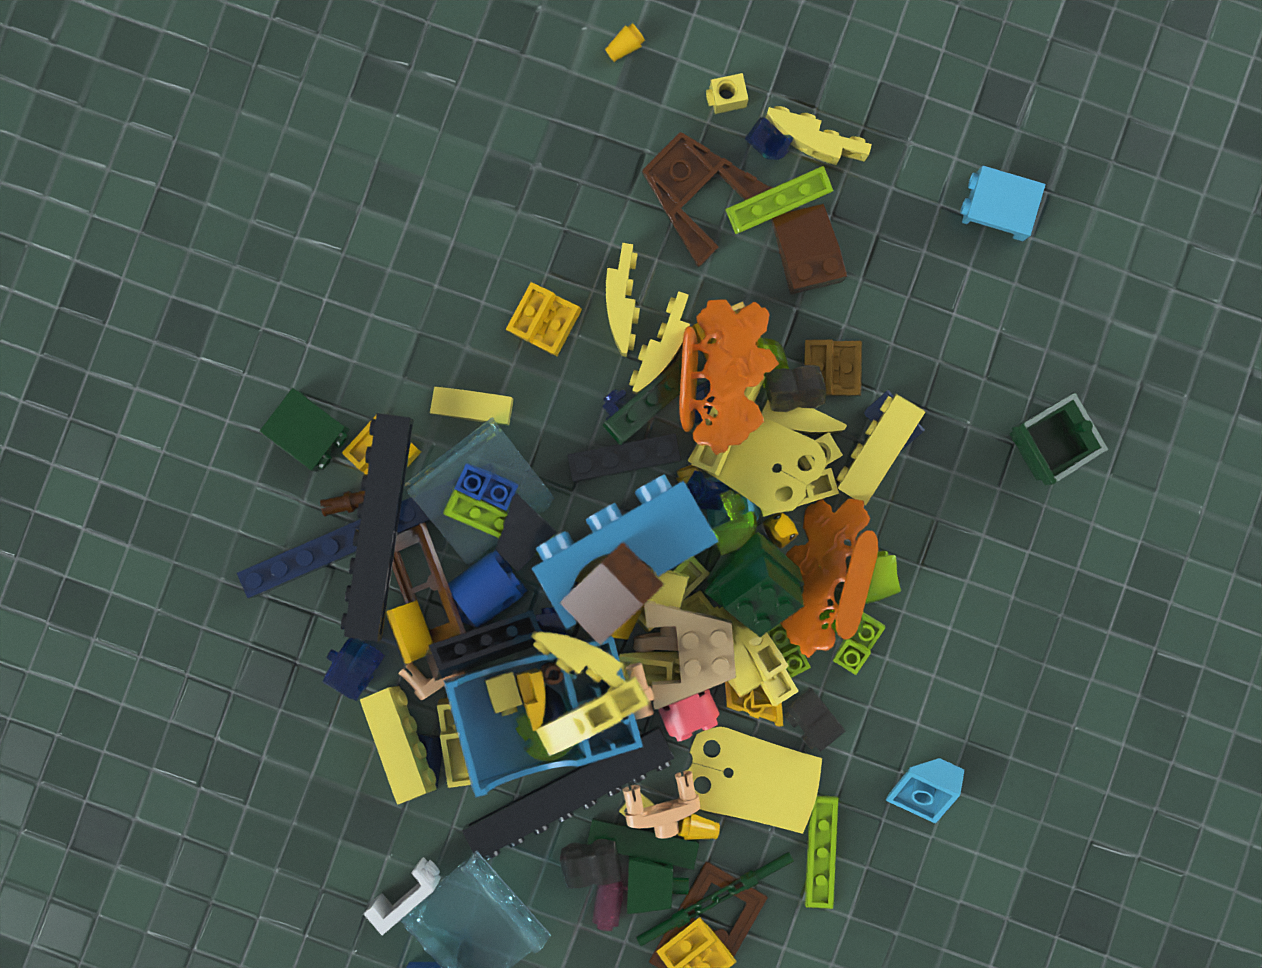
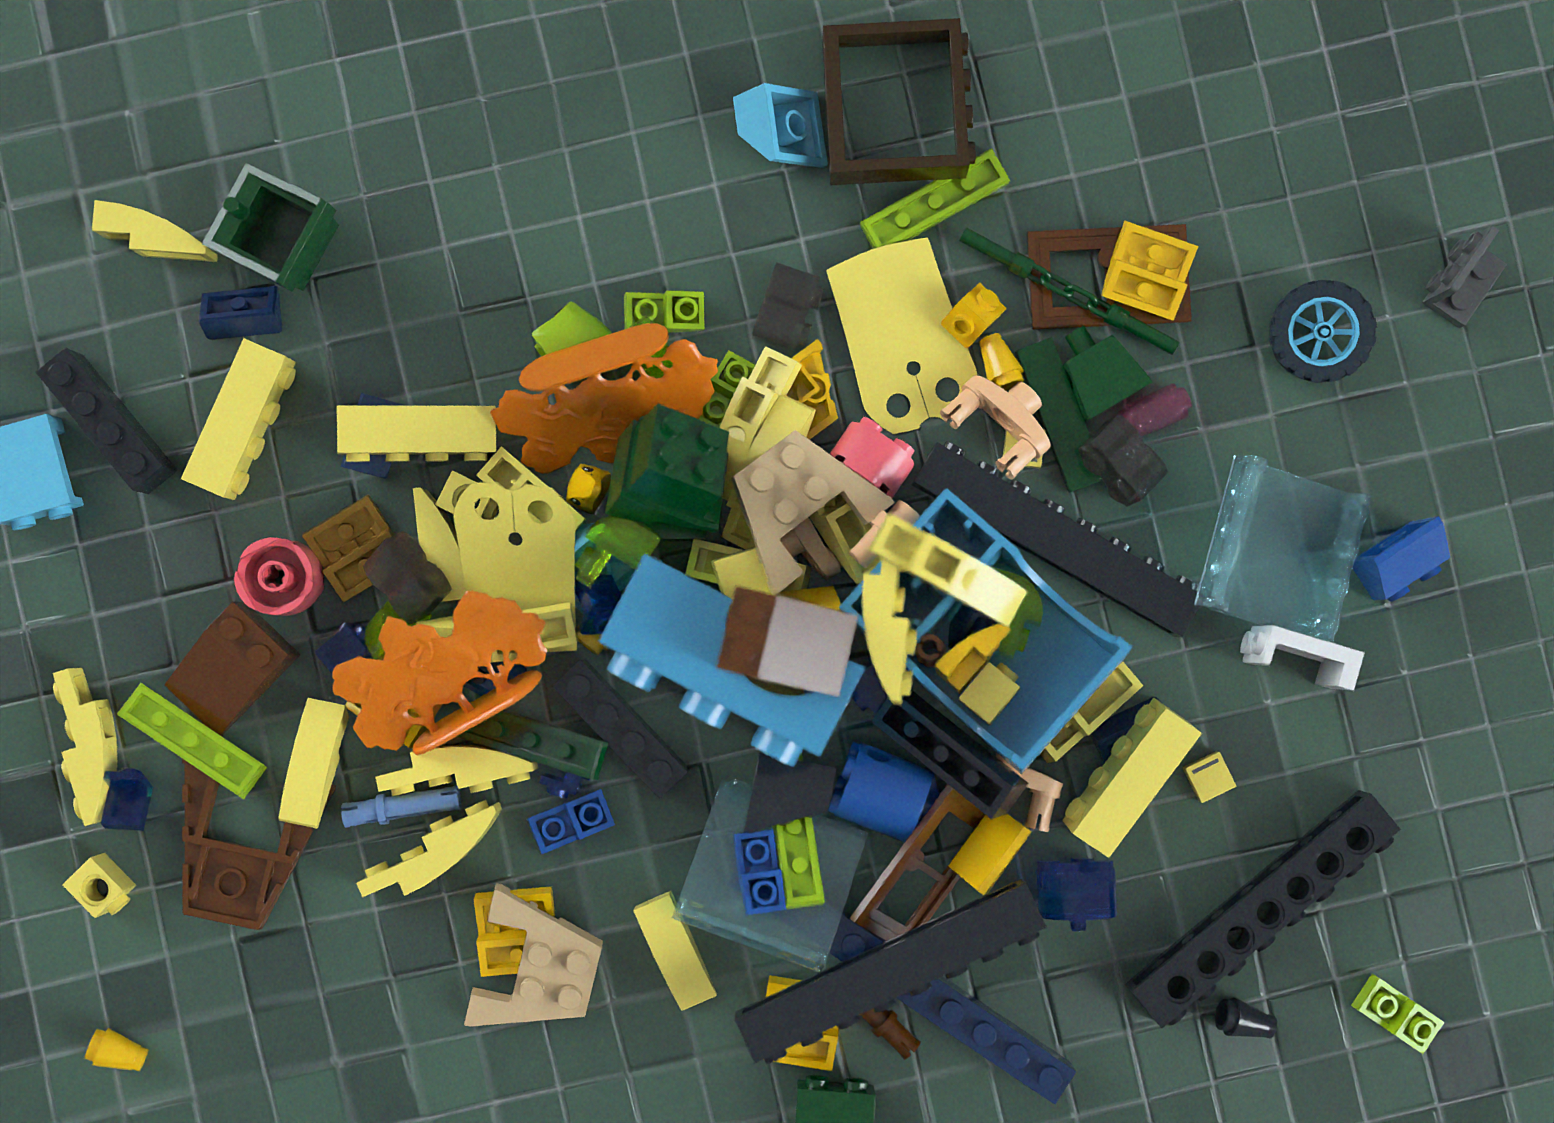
camera: 120 degrees left, 0 degrees up
(155, 812) = (1397, 1013): none -> lime slope
(214, 715) = (1244, 1020): none -> black cone
(280, 786) = (1240, 909): none -> black brick
(367, 791) = (1209, 777): none -> light yellow tile
(506, 326) = (553, 969): none -> tan wing
(588, 392) = (570, 821): none -> blue slope
(663, 293) = (384, 808): none -> medium blue pin
(720, 263) = (313, 762): none -> light yellow slope
(737, 830) = (973, 315): none -> yellow bracket
(778, 324) = (344, 646): none -> clear blue bracket
(854, 846) = (903, 168): none -> dark brown window
(855, 302) = (260, 568): none -> coral brick
(954, 347) = (239, 420): none -> light yellow brick
(1003, 268) = (106, 421): none -> black brick
(1019, 388) = (240, 313): none -> dark blue slope
(1102, 363) = (147, 233): none -> light yellow slope

